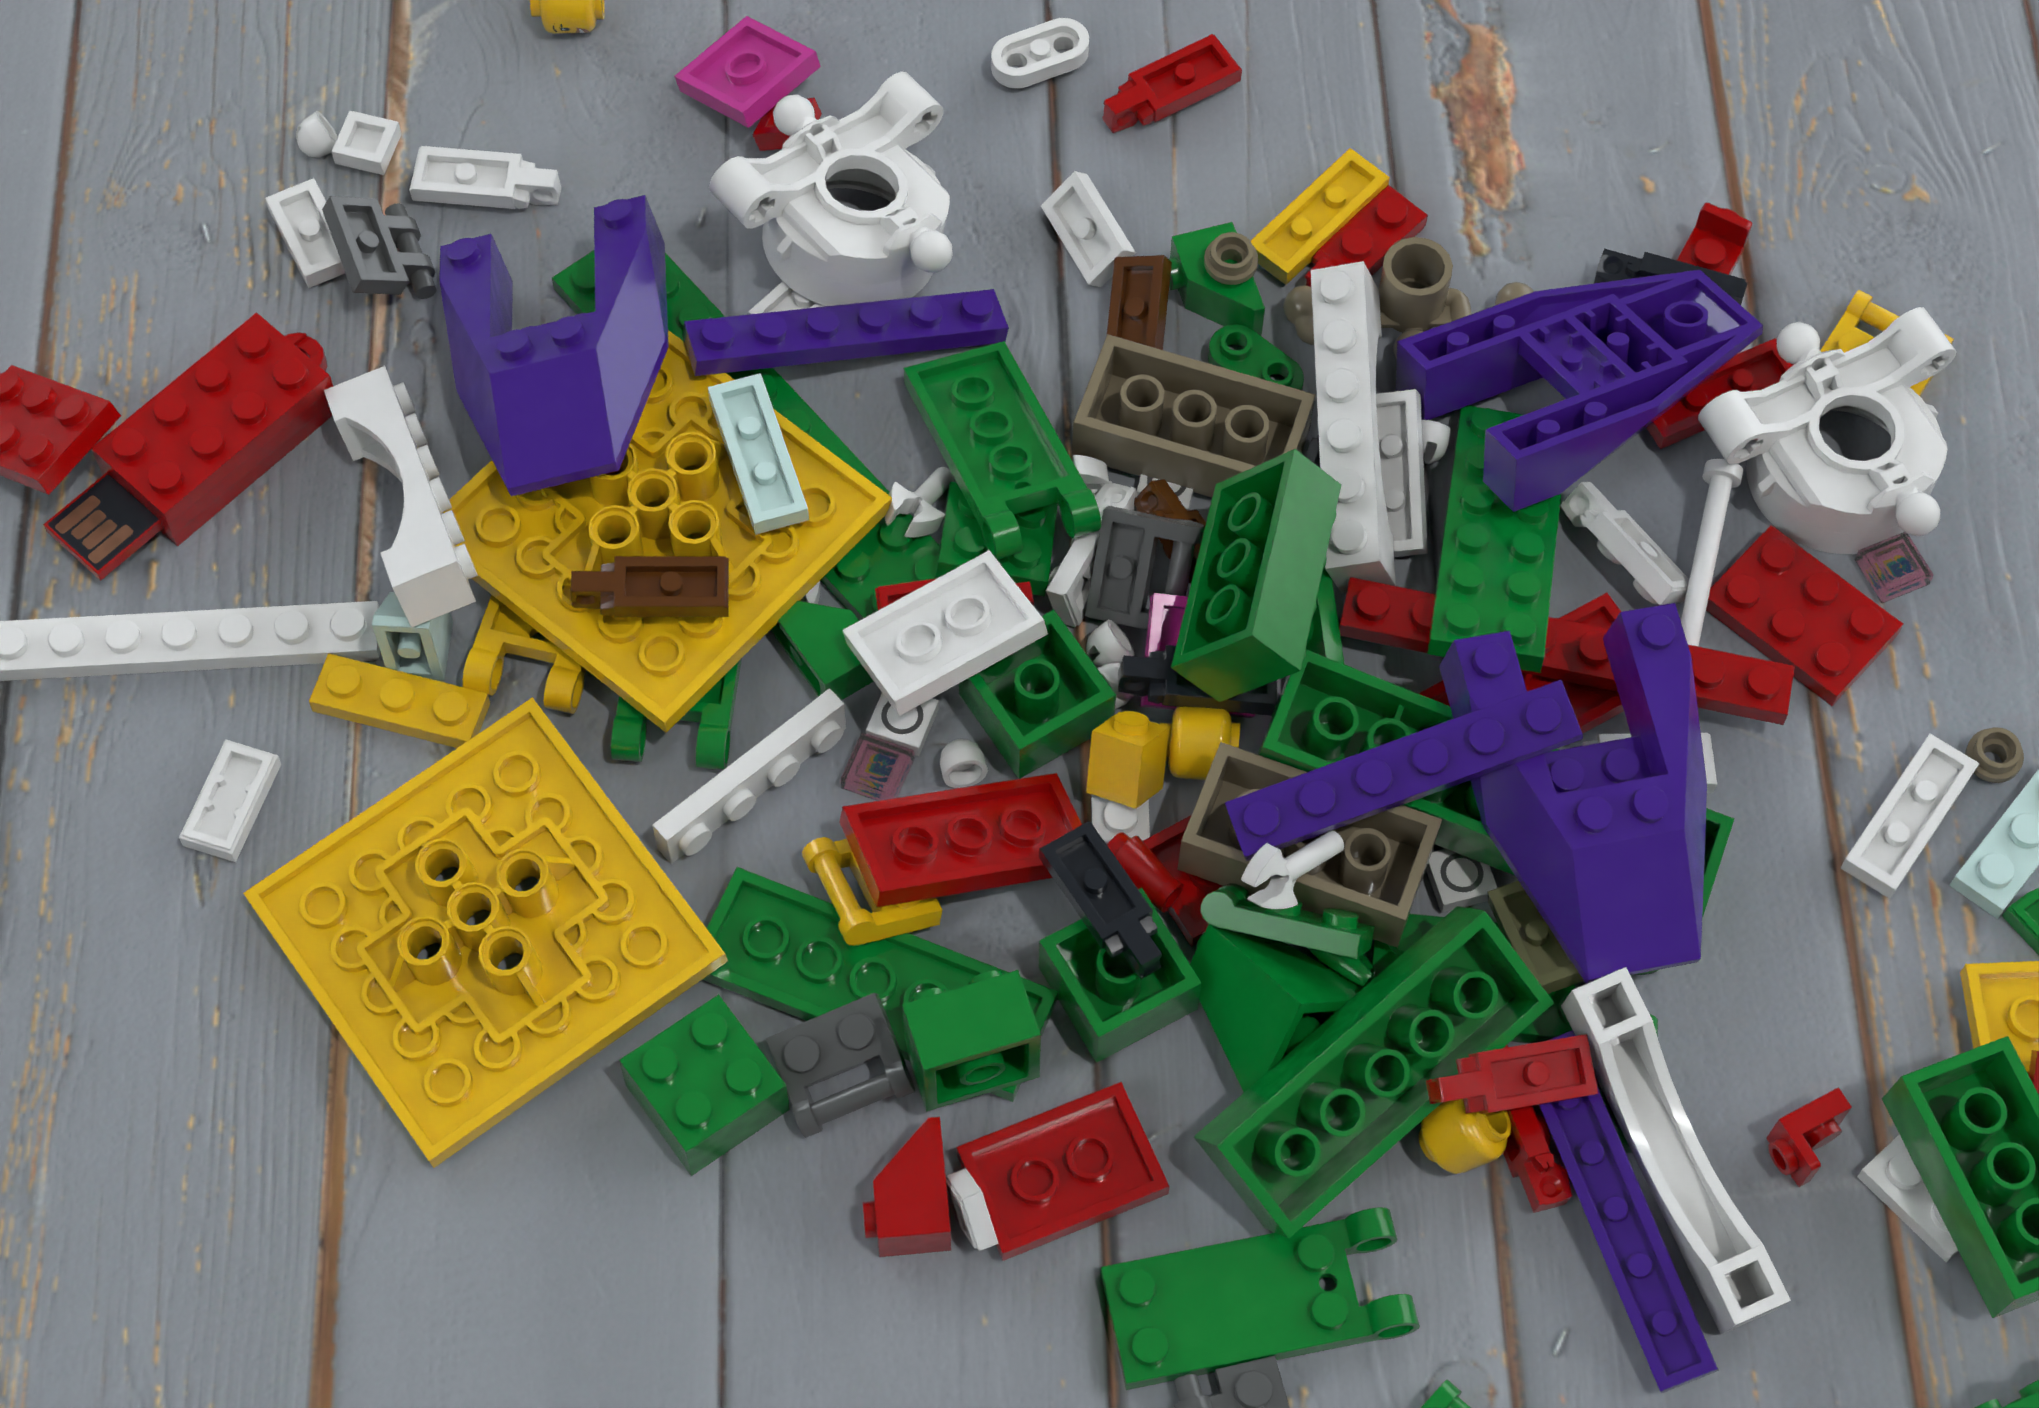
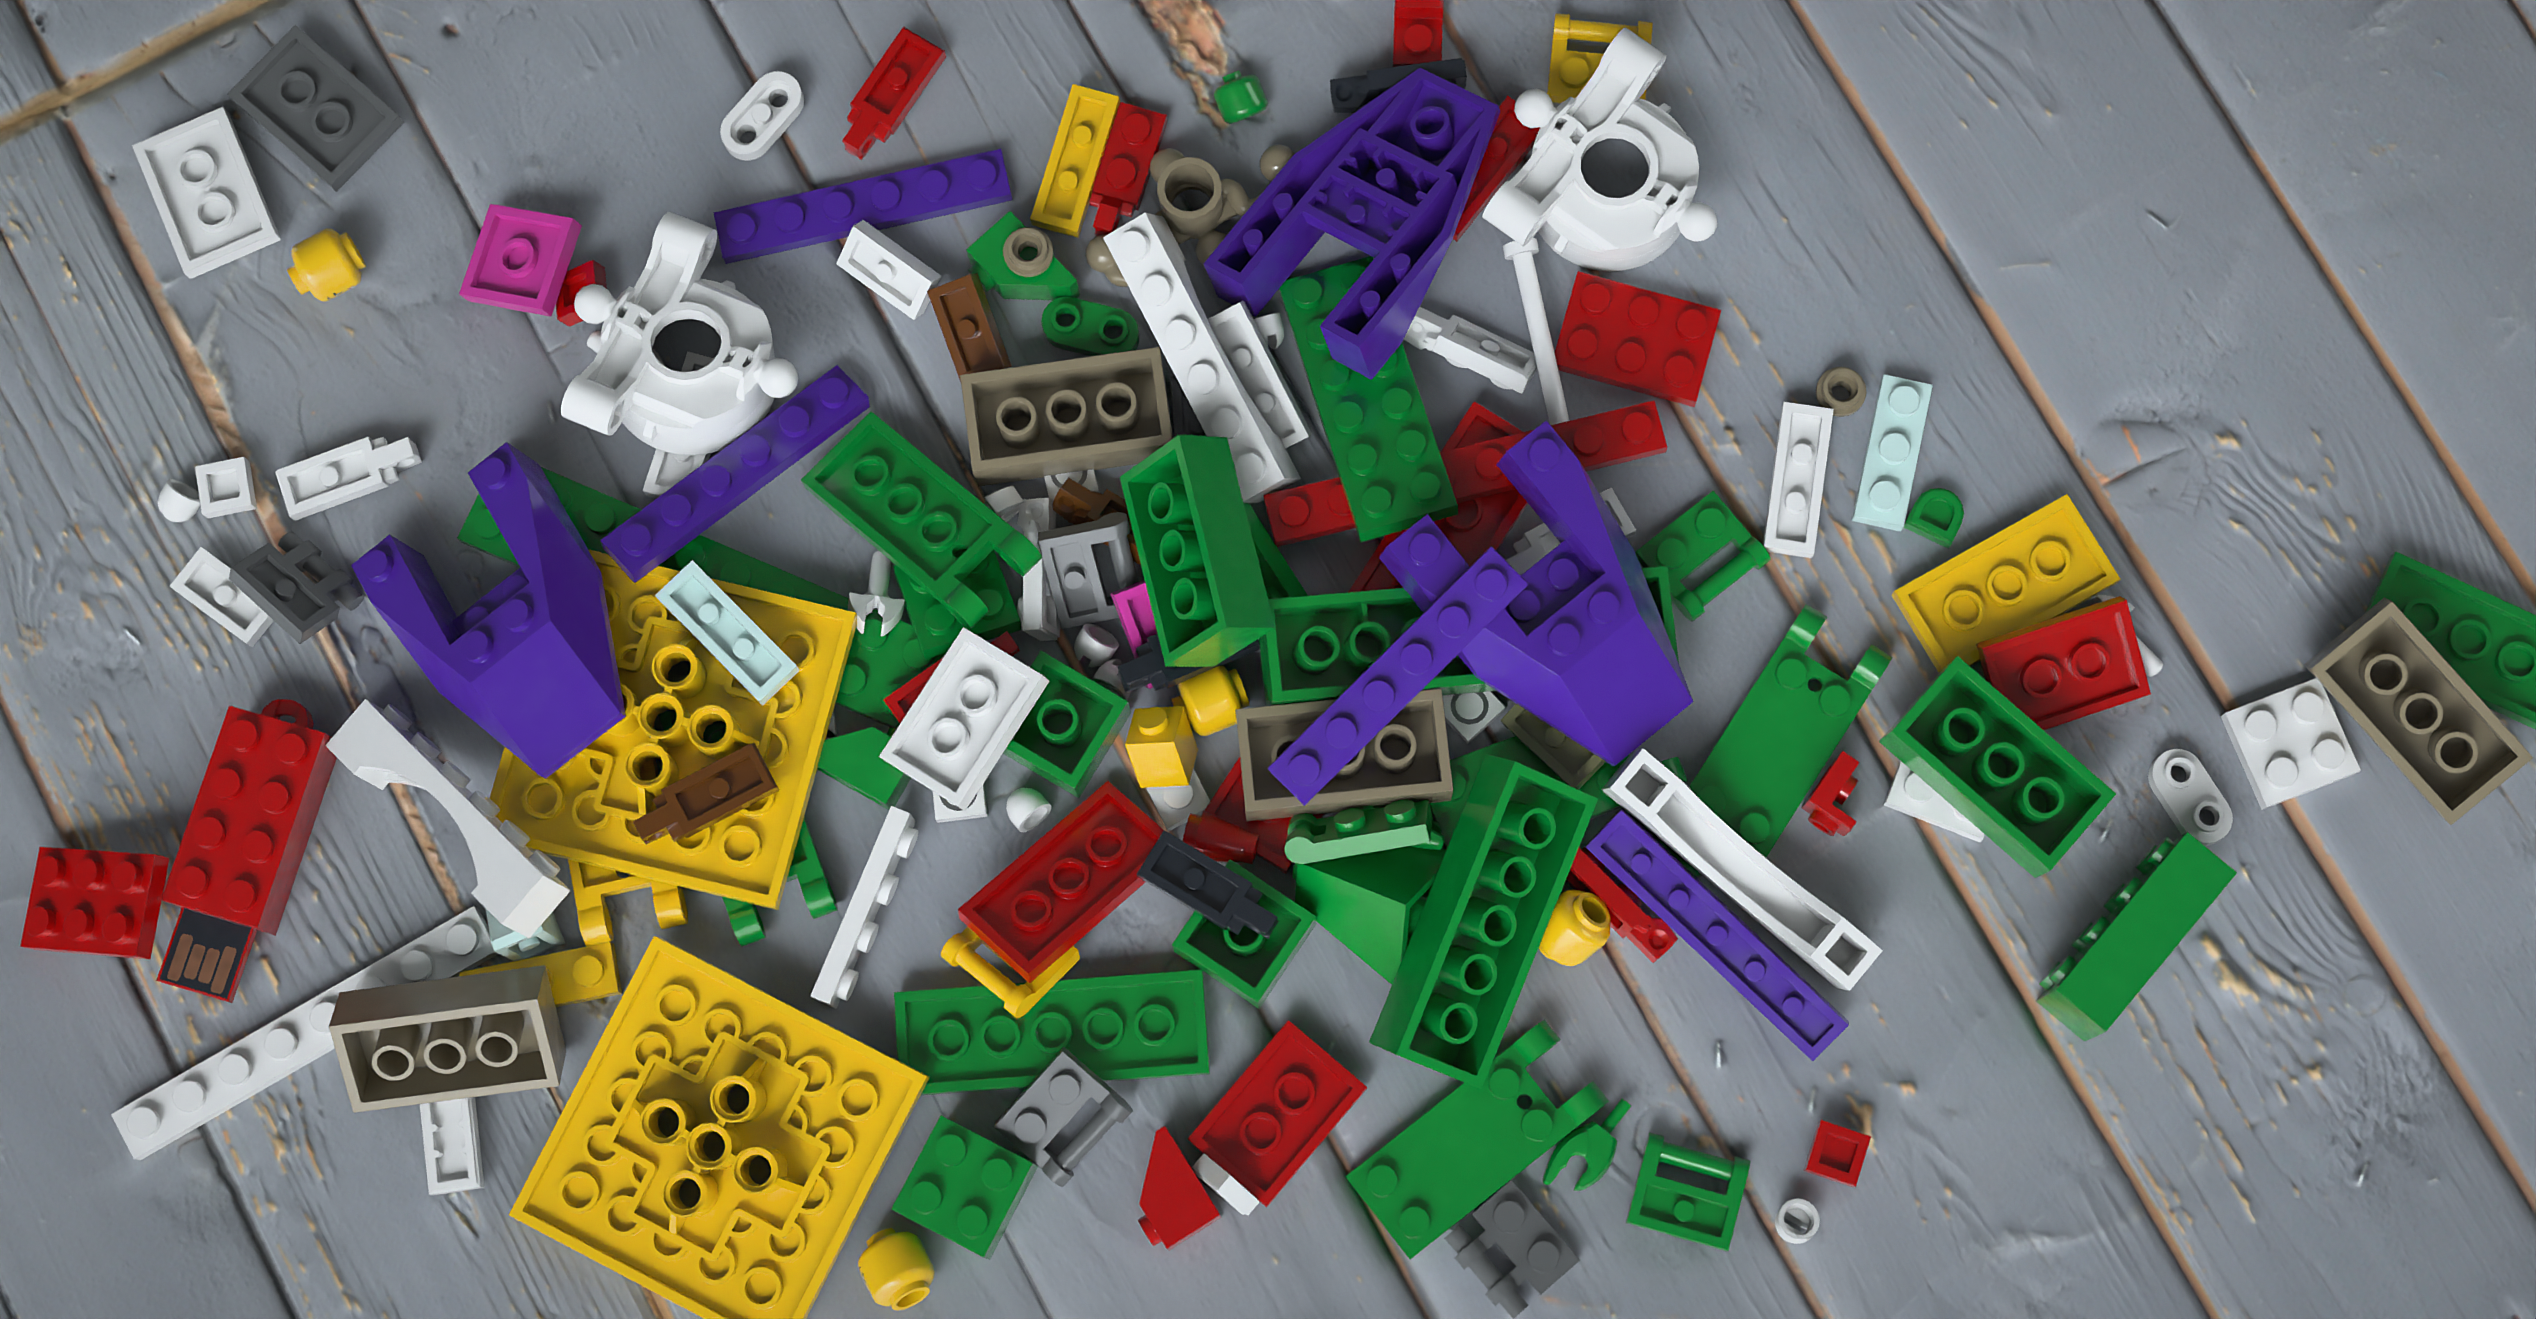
camera: 20 degrees left, 15 degrees up
(282, 697) = (448, 1039): none -> dark tan brick
(592, 1131) = (896, 1269): none -> yellow head
(877, 768) = (960, 846): clear smoke tile -> none
(971, 1038) = (1160, 1055): green brick -> none
(1116, 172) = (878, 200): none -> dark purple plate
(1285, 871) = (1334, 810): white bar -> none
(1379, 1363) = (1591, 1143): none -> green hand
(1507, 231) = (1240, 97): none -> green piece
(1519, 1076) = (1599, 875): red hinge -> none
(1776, 827) = (1693, 542): none -> green plate
(1785, 1051) = (1783, 736): none -> green hinge
(1894, 567) = (1691, 261): clear smoke tile -> none

